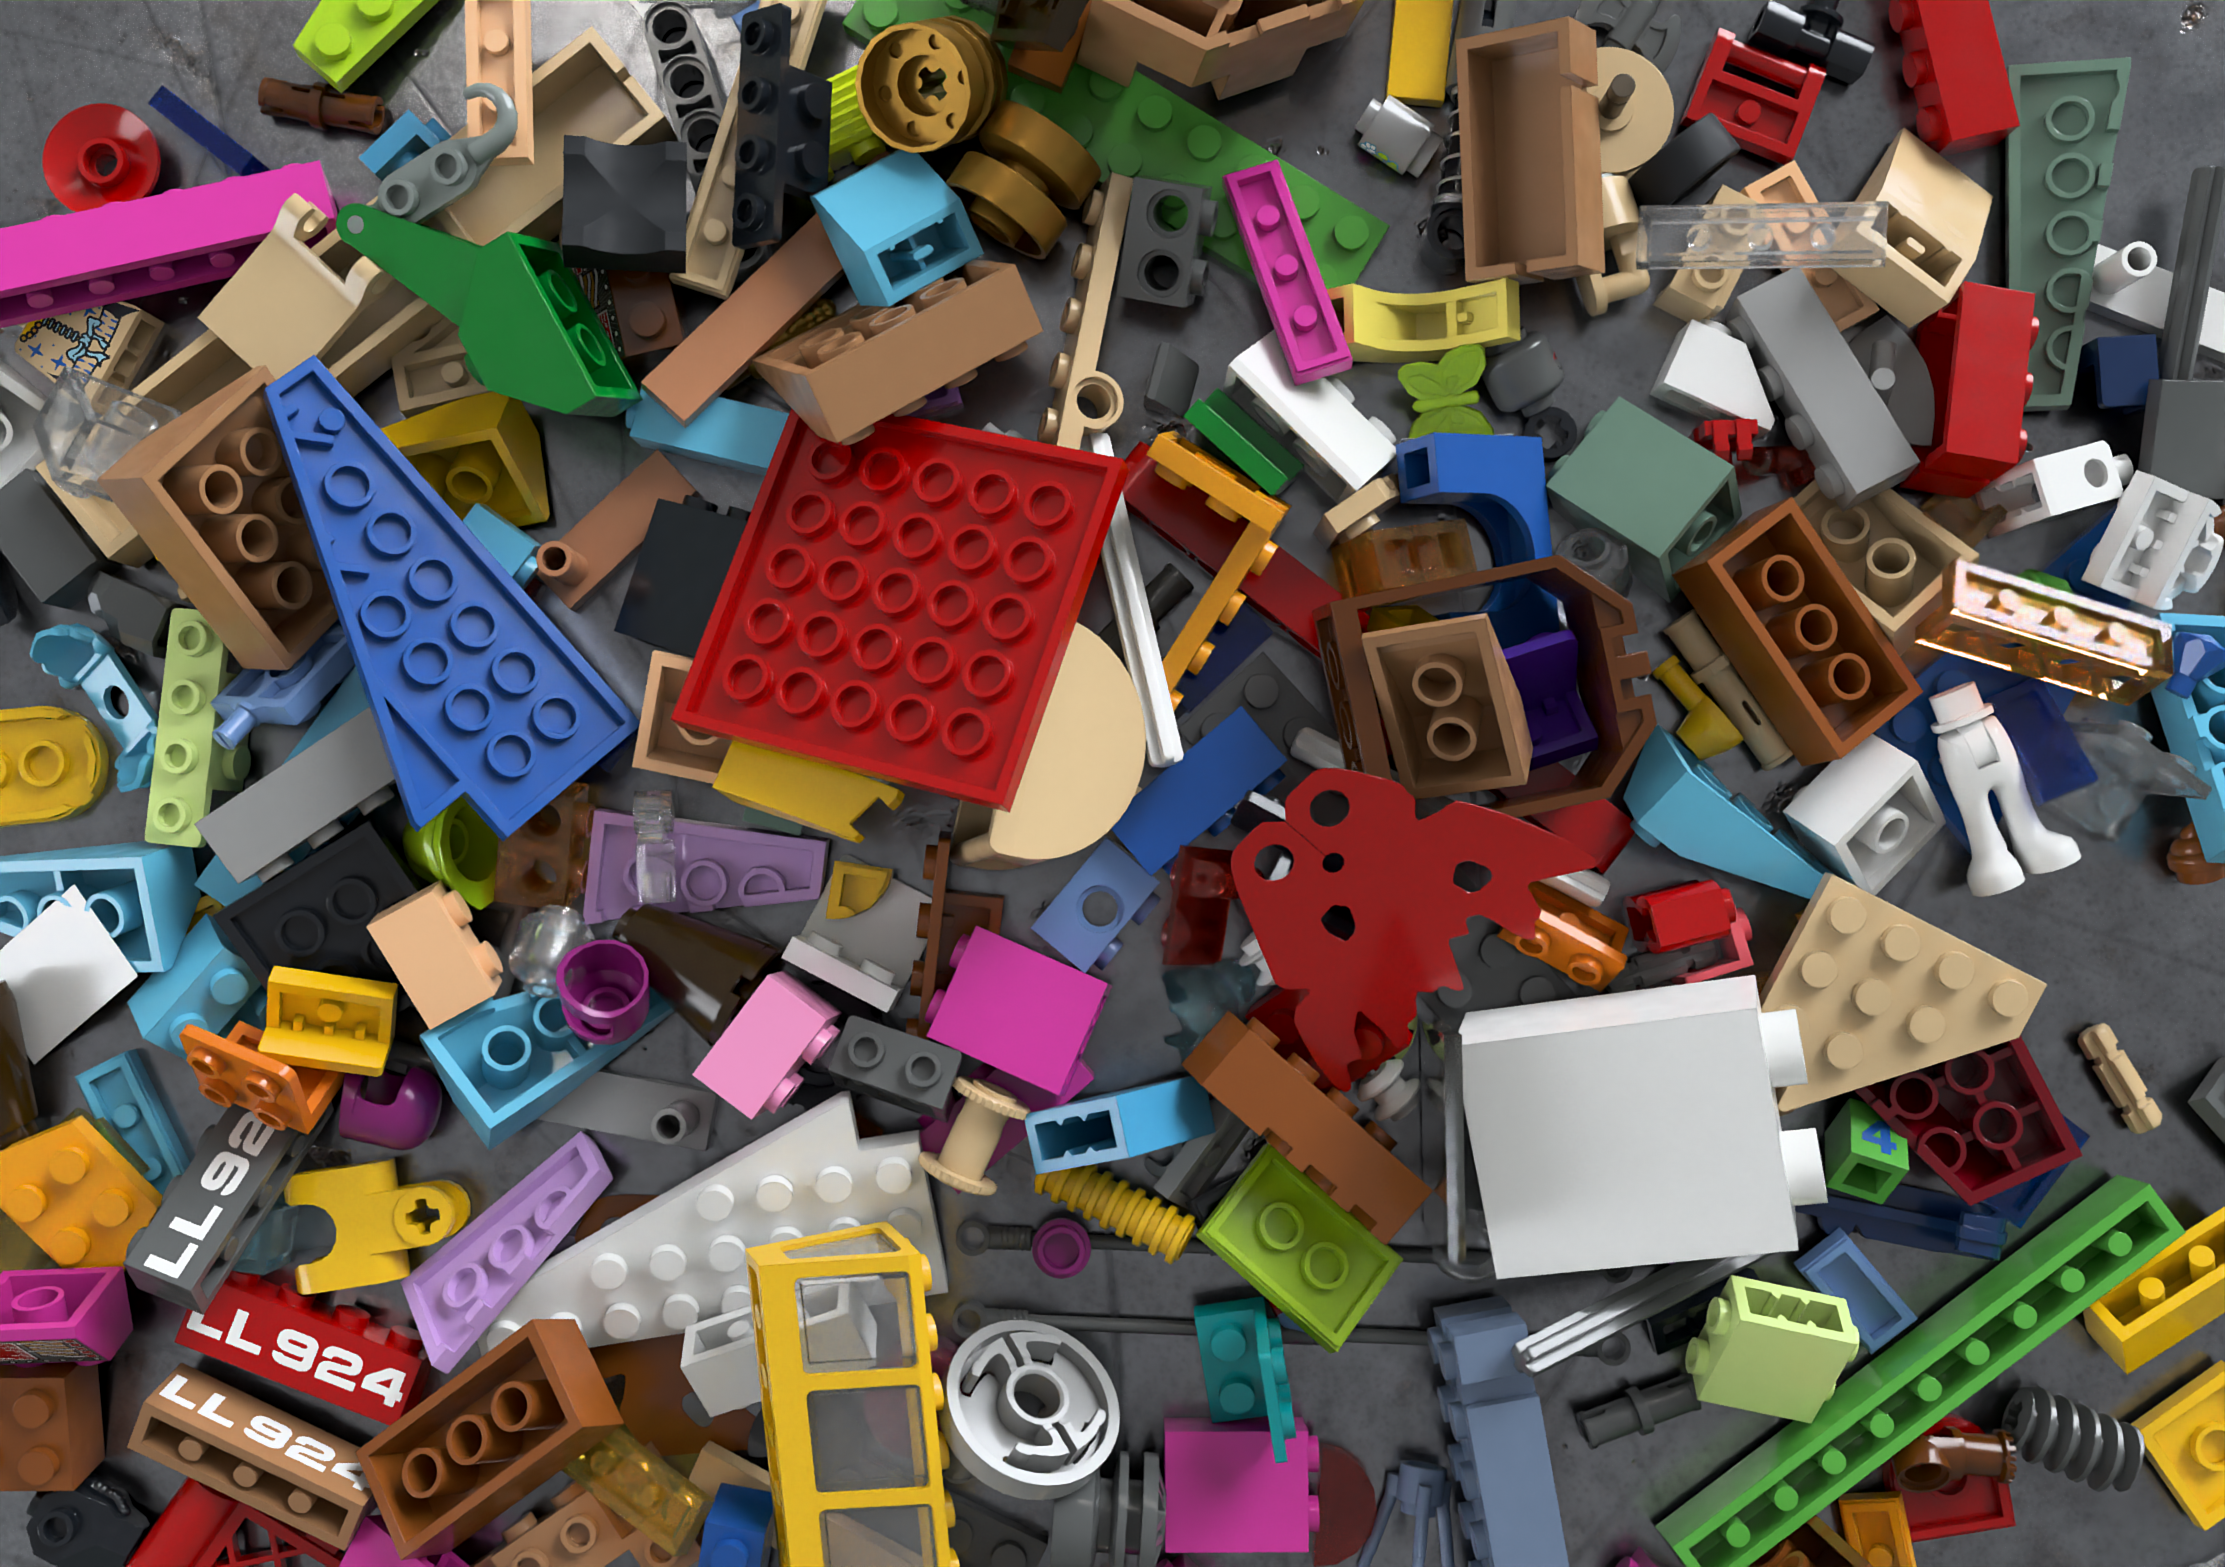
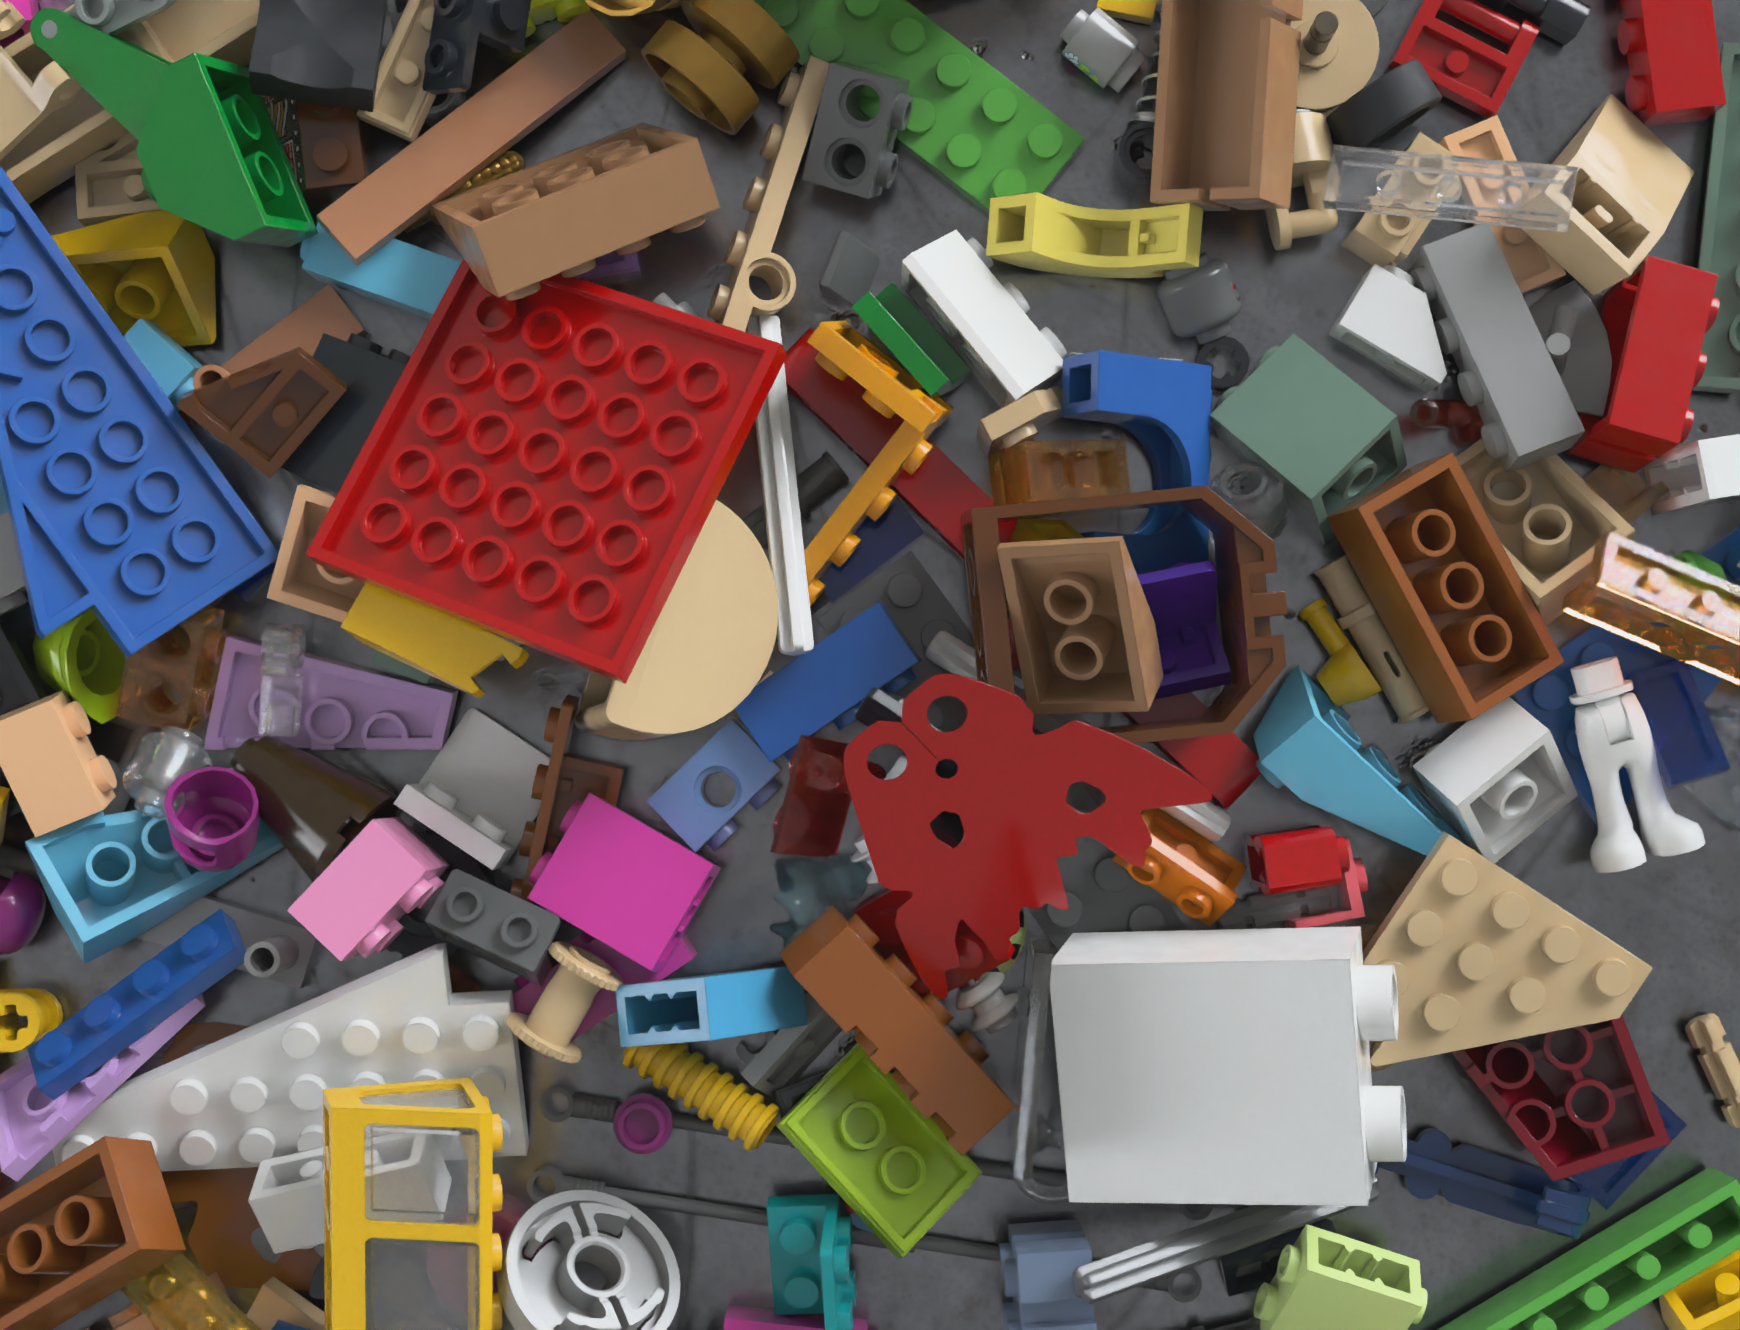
camera: 15 degrees right, 0 degrees up
(546, 1185) = (136, 1004): none -> blue plate
(612, 577) = (266, 407): none -> reddish brown wing
(856, 888) = (478, 743): yellow tile -> none
(895, 228) = (588, 88): medium azure slope -> none
(1287, 272) = (973, 174): dark pink tile -> none
(1442, 393) = (1118, 314): lime piece -> none
(1727, 436) = (1396, 388): red piece -> none
(1843, 1271) = (1446, 1266): medium blue tile -> none
(1864, 1153) = (1455, 1118): bright green brick -> none

